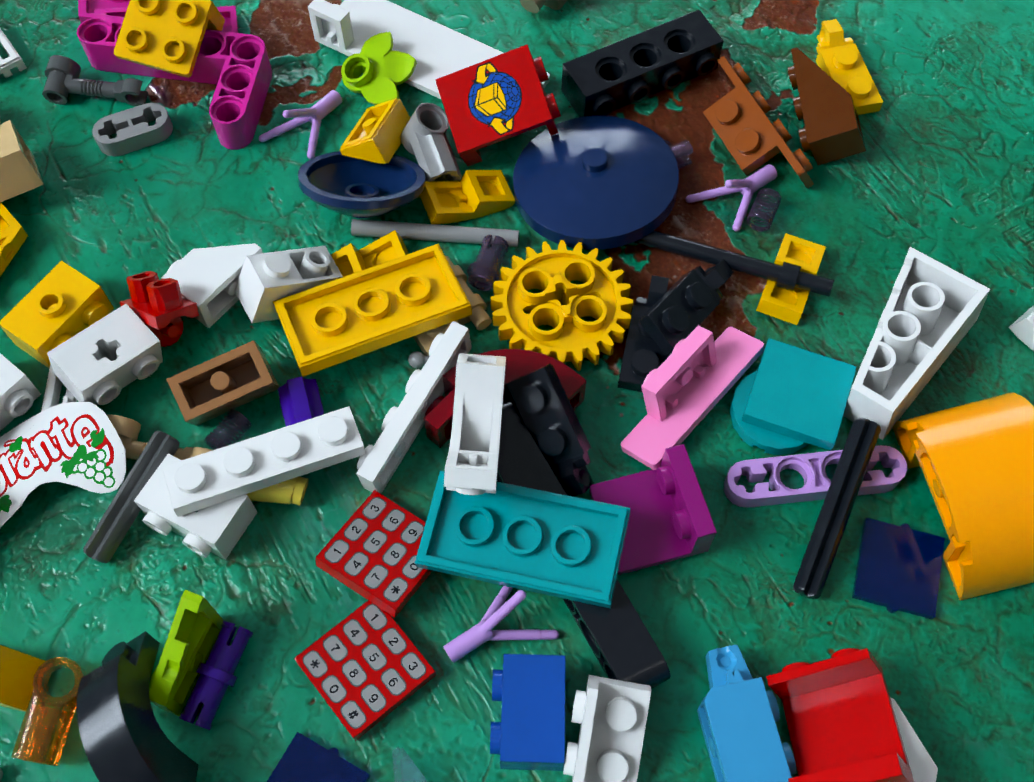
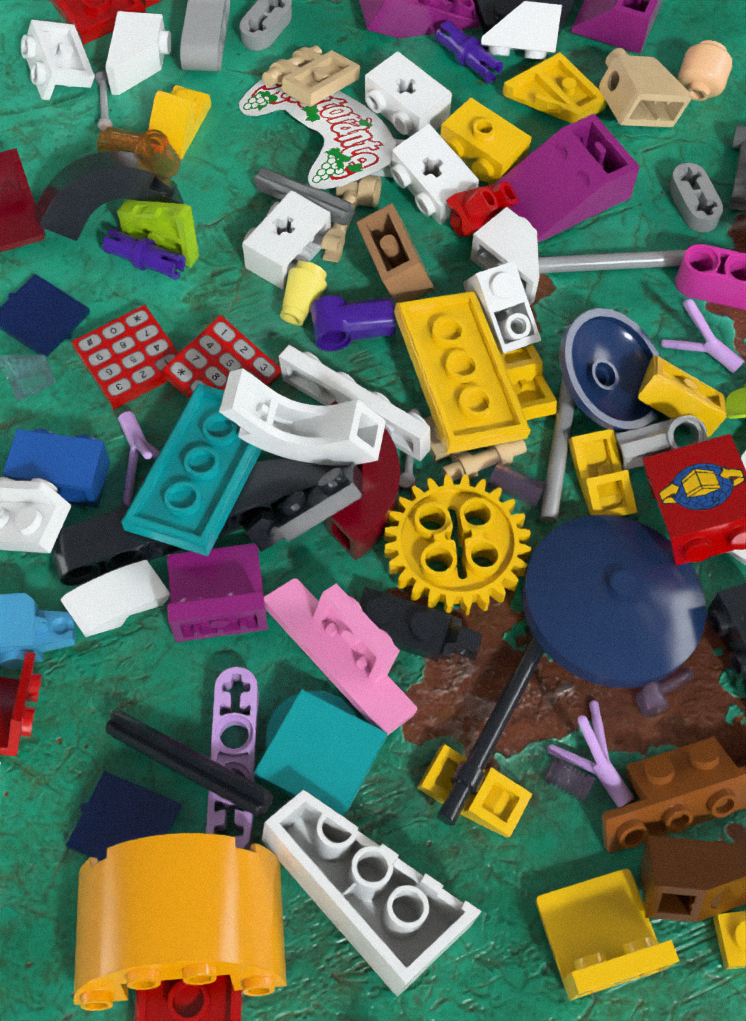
camera: 95 degrees right, 0 degrees up
(113, 226) = (572, 177): none -> magenta slope
(213, 187) = (610, 261): none -> light grey bar
(237, 419) = (365, 270): piece -> none
(262, 461) = (309, 277): white plate -> none
(684, 608) = (114, 596): none -> white slope
(685, 305) = (441, 660): black hinge -> none
(893, 178) = (601, 934): none -> yellow bracket

